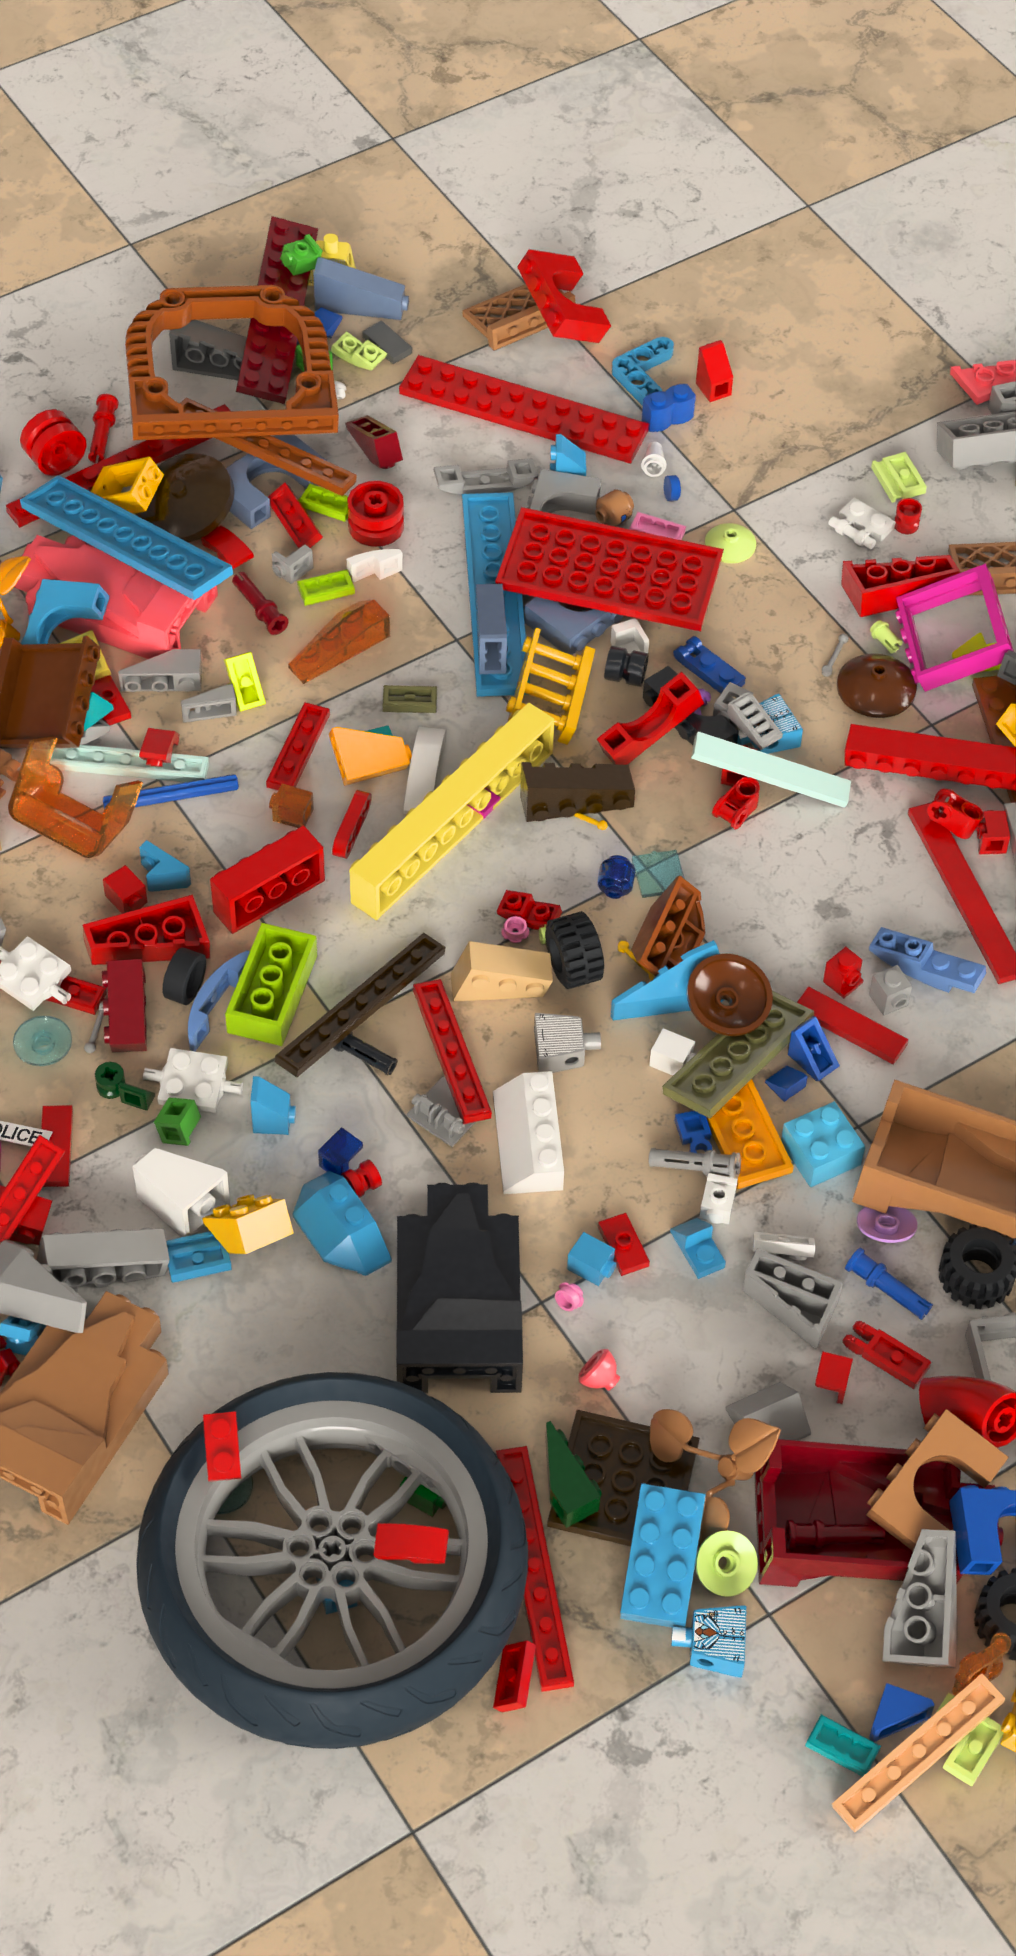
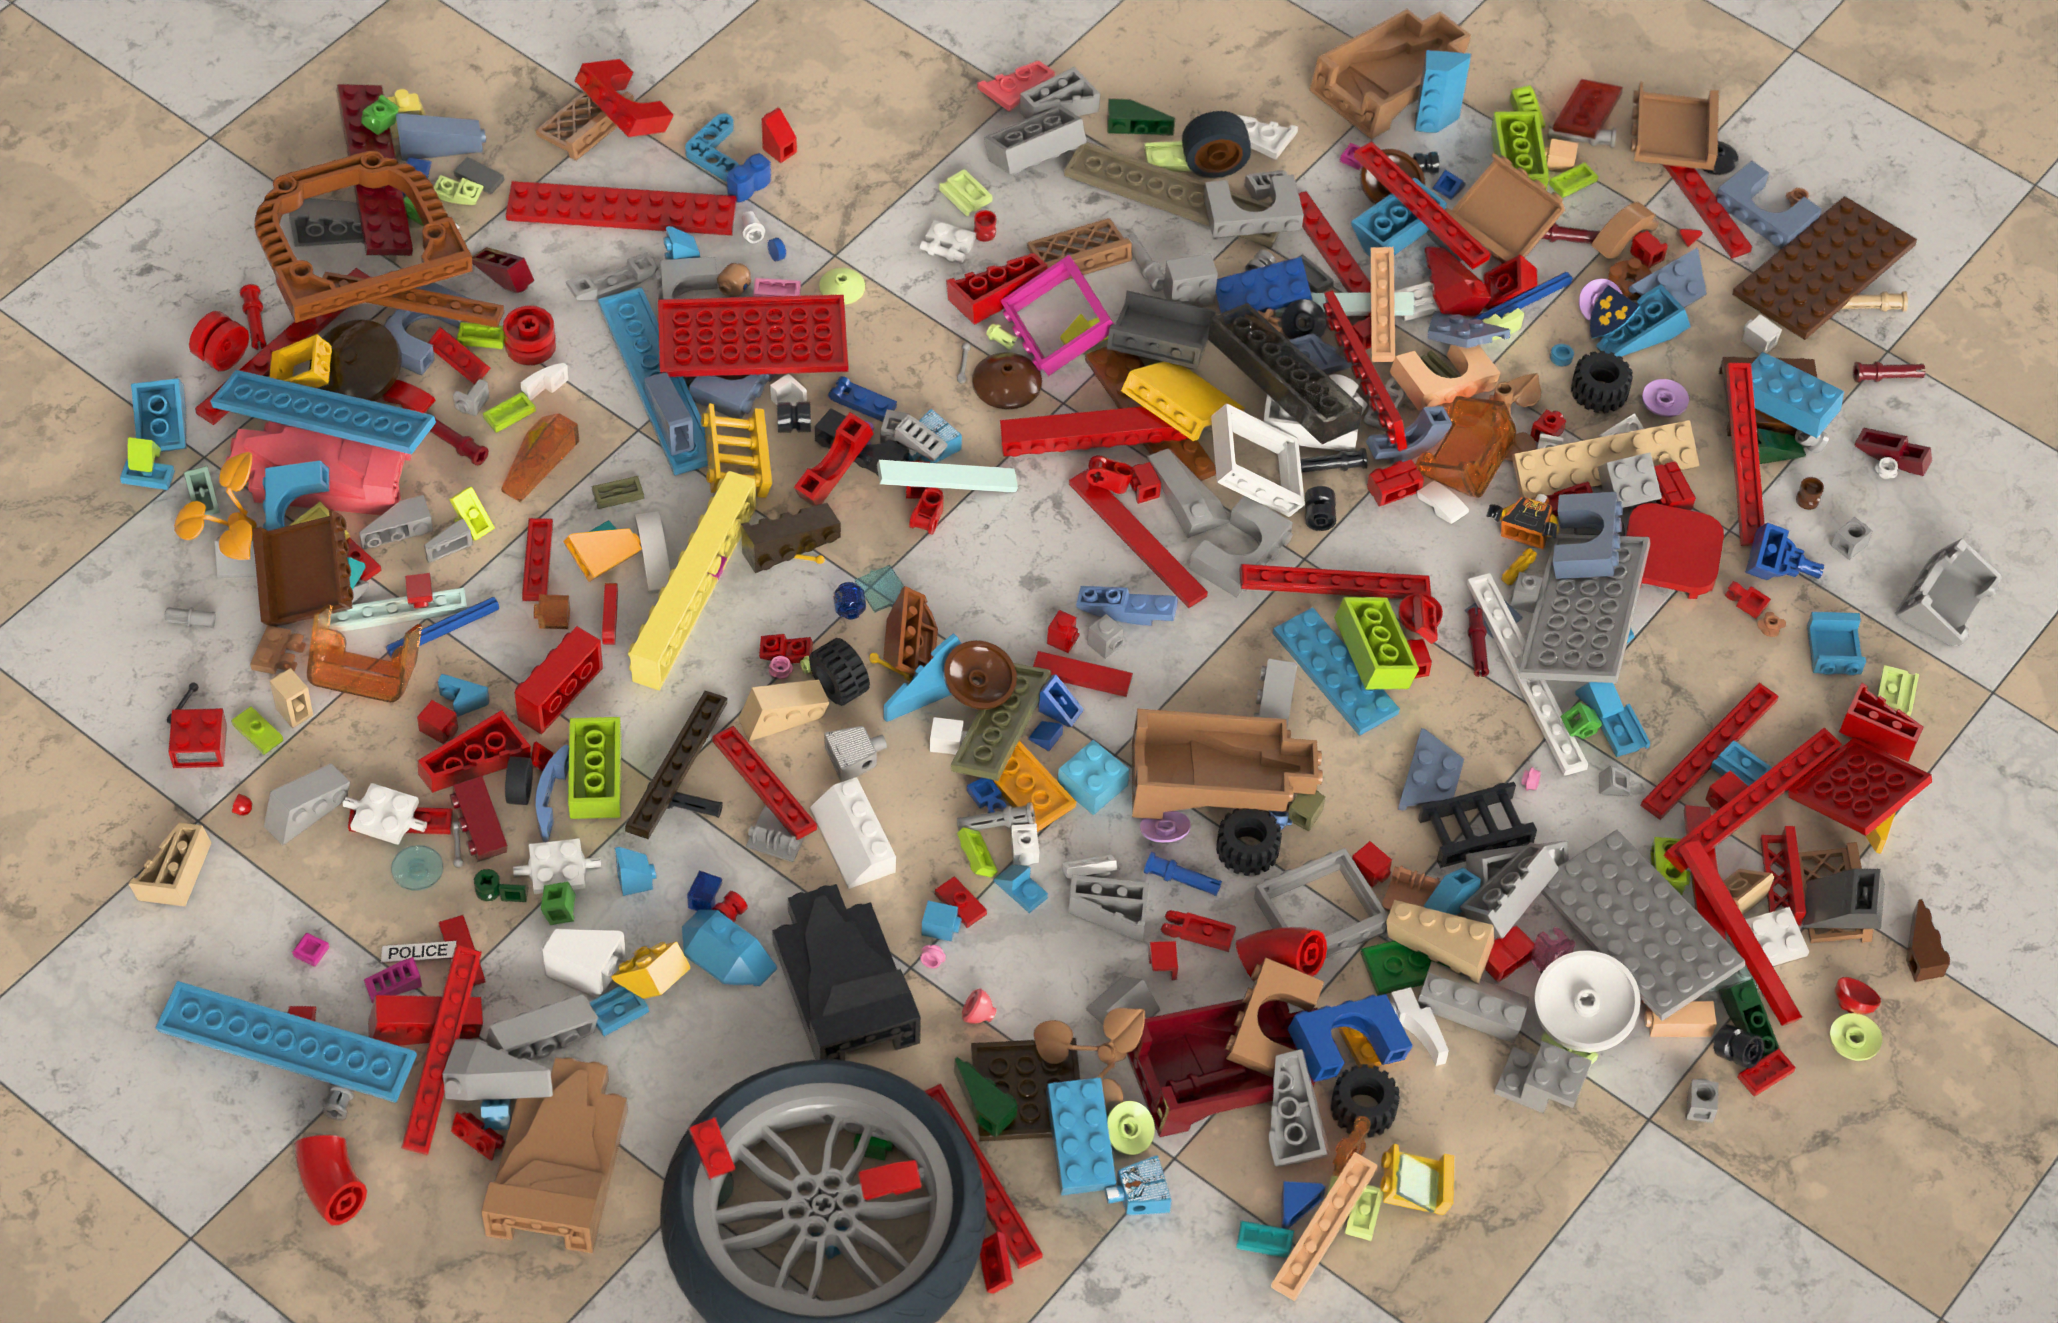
camera: 20 degrees left, 0 degrees up
(219, 955) = (540, 756): none -> red slope
(660, 1193) = (977, 852): none -> lime plate

